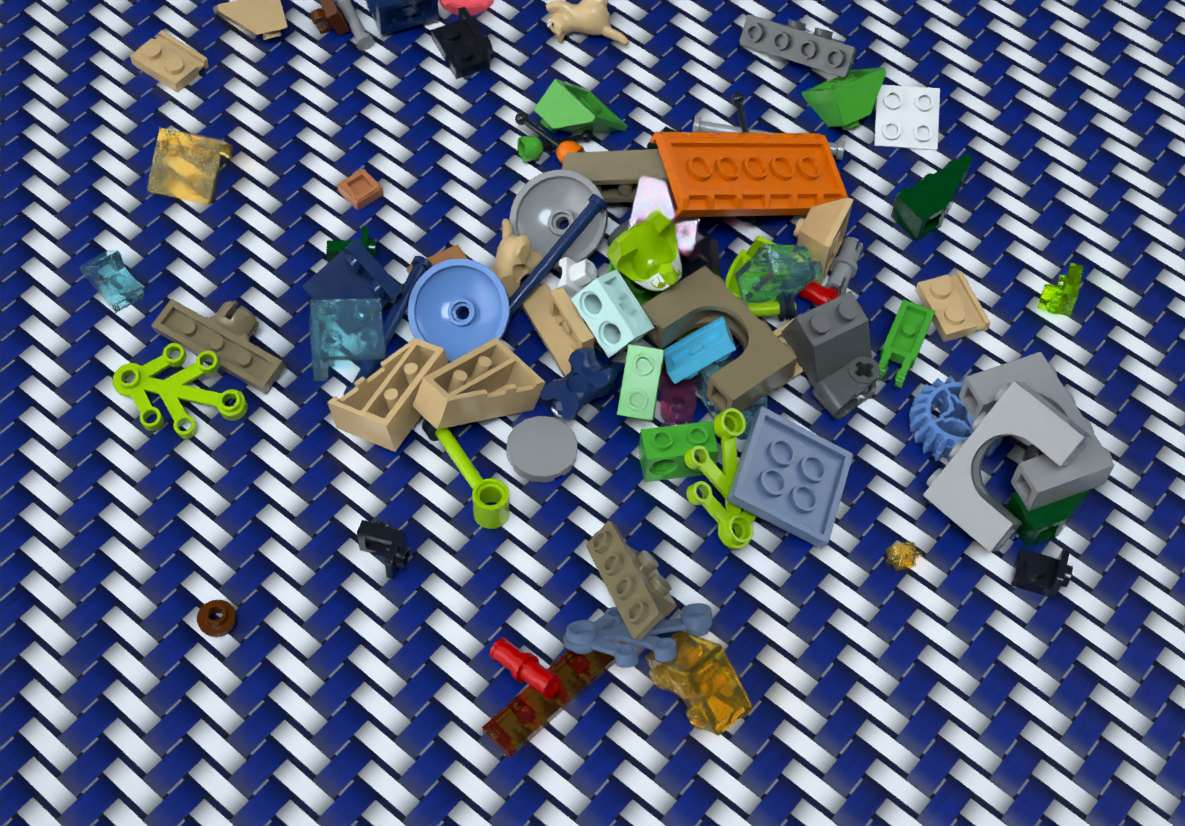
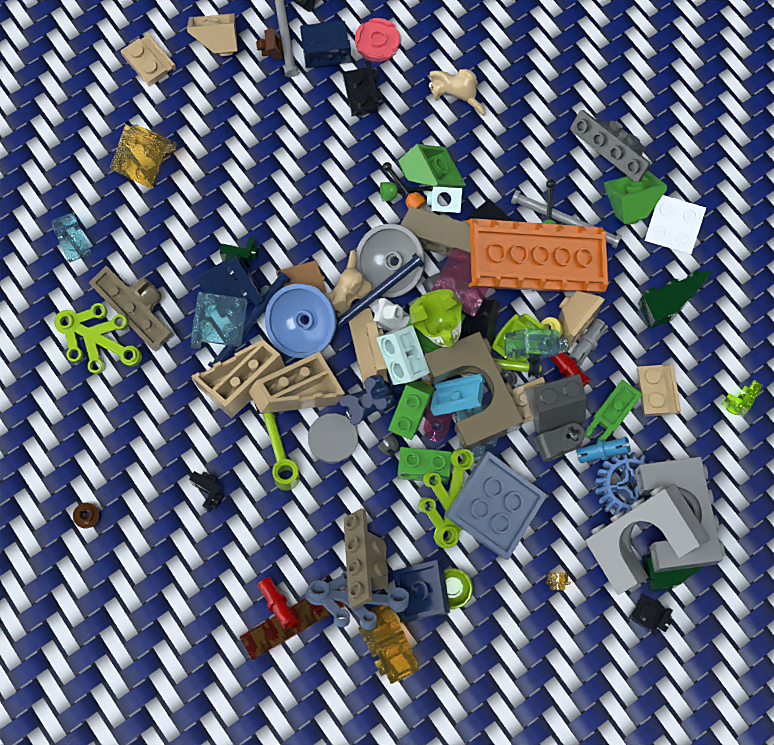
camera: 15 degrees right, 15 degrees up
(360, 189) = (259, 198): nougat tile -> none
(616, 129) = (453, 206): none -> light aqua brick
(619, 438) = (389, 445): none -> dark grey hinge
(733, 598) = (426, 590): none -> dark blue plate
(766, 593) = (458, 587): none -> lime hair
(909, 383) = (603, 450): none -> dark azure pin

